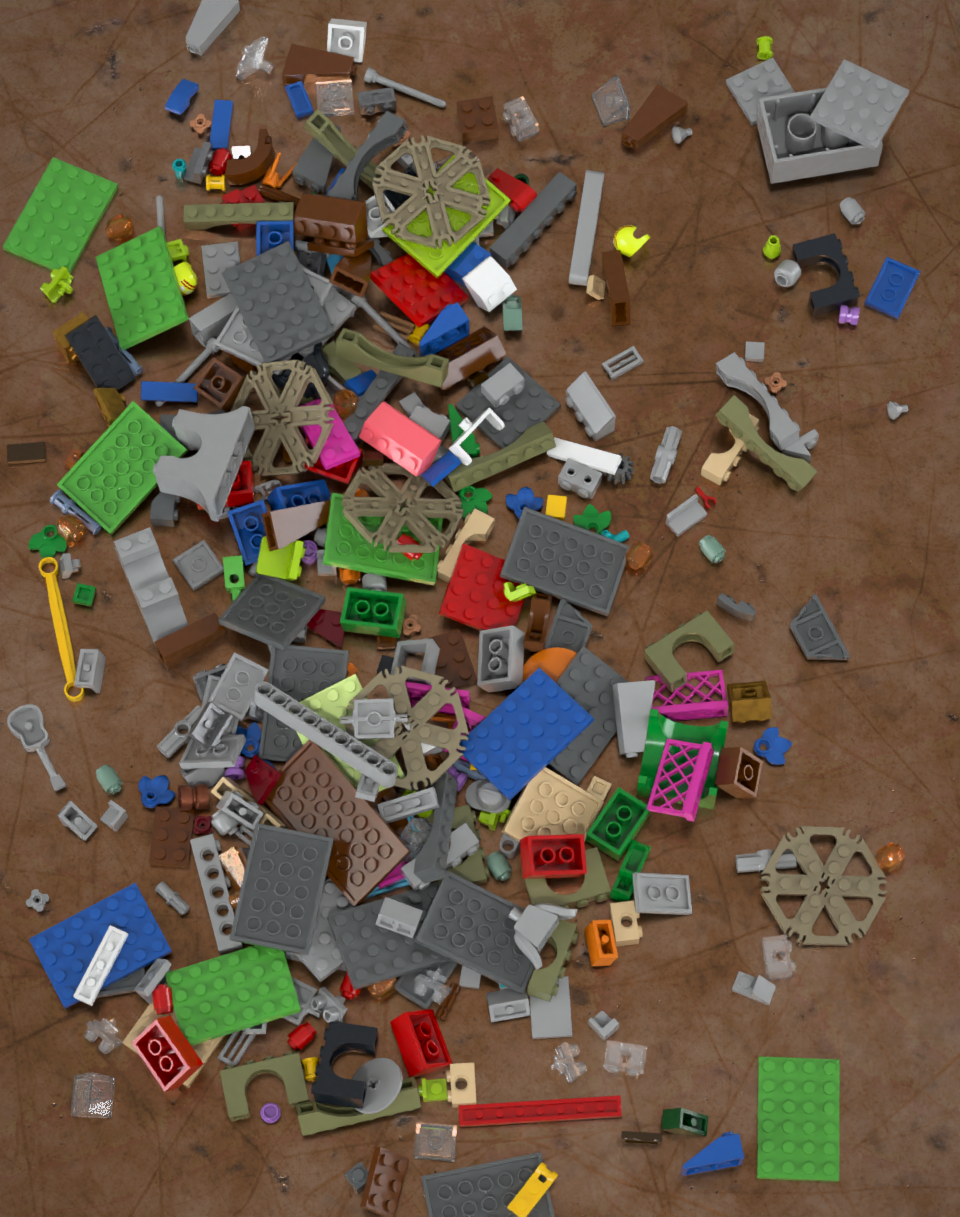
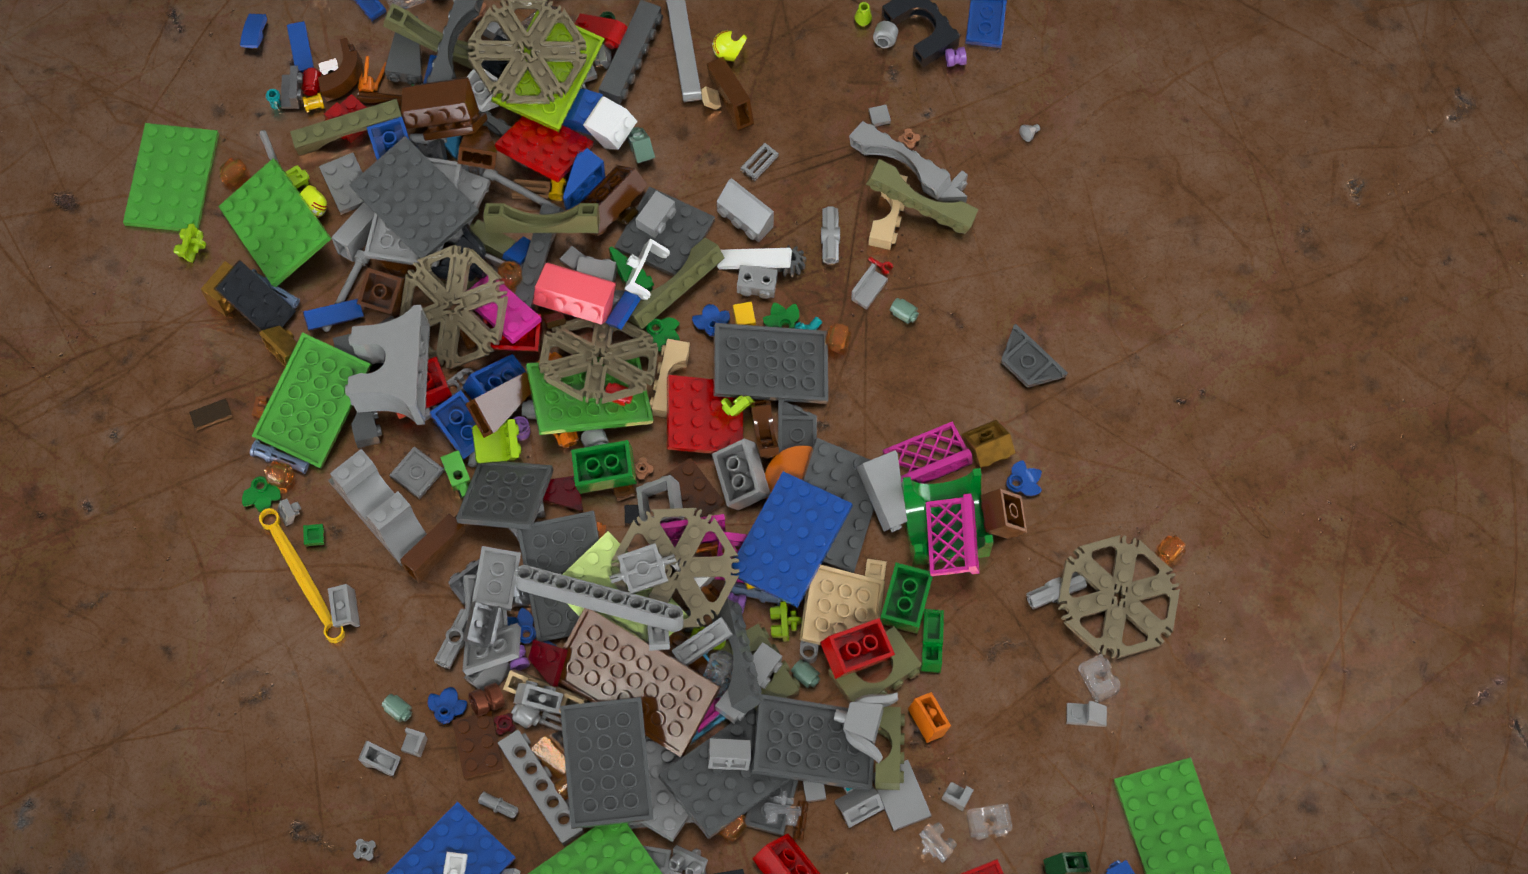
camera: 20 degrees left, 0 degrees up
(28, 726) = (299, 680): light grey piece -> none
(200, 128) = (280, 55): nougat plate -> none
(324, 570) = (540, 440): light grey panel -> none
(347, 989) = (699, 838): red brick -> none
(486, 797) = (772, 611): light grey piece -> none
(625, 935) = (941, 679): tan brick -> none
(662, 893) = (970, 651): light grey tile -> none
(702, 630) = (921, 389): olive arch -> none
(741, 610) = (953, 359): dark grey slope -> none

